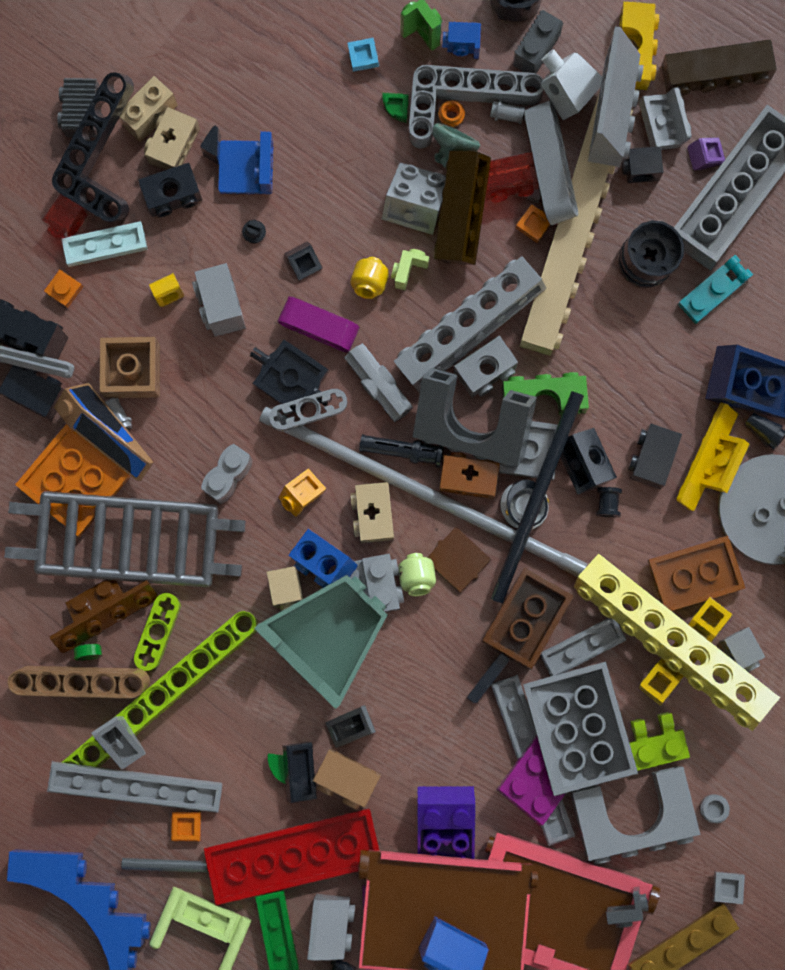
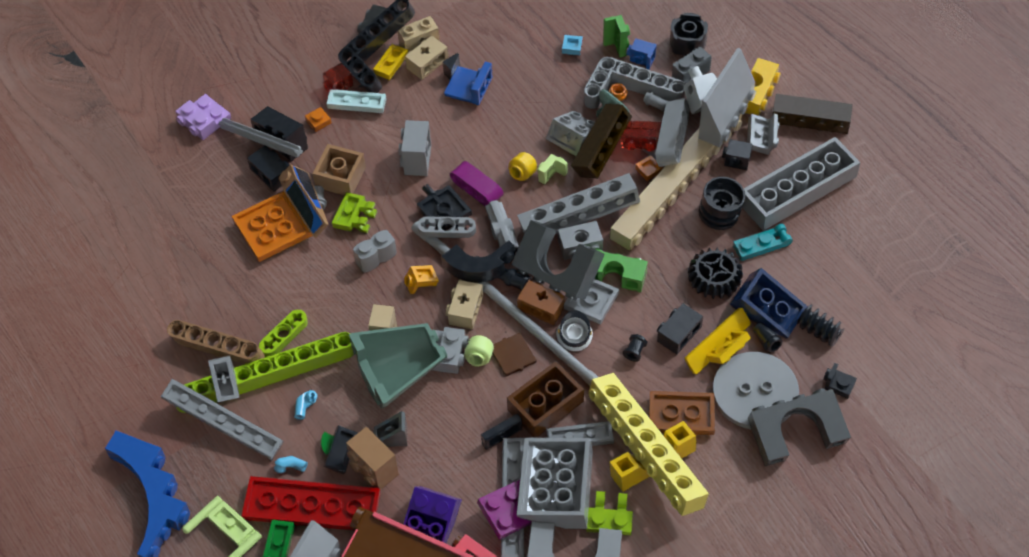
camera: 20 degrees right, 25 degrees down
(87, 652) = (230, 328): green tile -> none
(99, 609) = (251, 308): reddish brown bracket -> none
(125, 163) = (390, 61): none -> yellow plate
(129, 505) = (337, 304): flat silver bar -> none
(156, 185) = (413, 83): black brick -> none
(164, 865) = (217, 482): dark grey bar -> none
(166, 290) = (384, 137): yellow brick -> none
(167, 423) = (349, 210): none -> lime plate
(186, 826) = (245, 462): orange tile -> none
(224, 720) = (303, 403): none -> medium azure arm
(241, 809) = (290, 461): none -> medium azure arm
(254, 231) = (457, 121): black piece -> none
(303, 260) = (483, 147): black slope -> none
(324, 558) = (413, 313): blue brick -> none
(372, 463) = (478, 268): none -> black arch
(396, 105) = (582, 78): green tile -> none
(537, 497) = (586, 319): black piece -> none
(587, 461) = (627, 314): black brick -> none
(661, 358) = (708, 263): none -> black gear
(706, 153) = (782, 158): medium lavender slope -> none
(743, 649) = (700, 468): light grey brick -> none

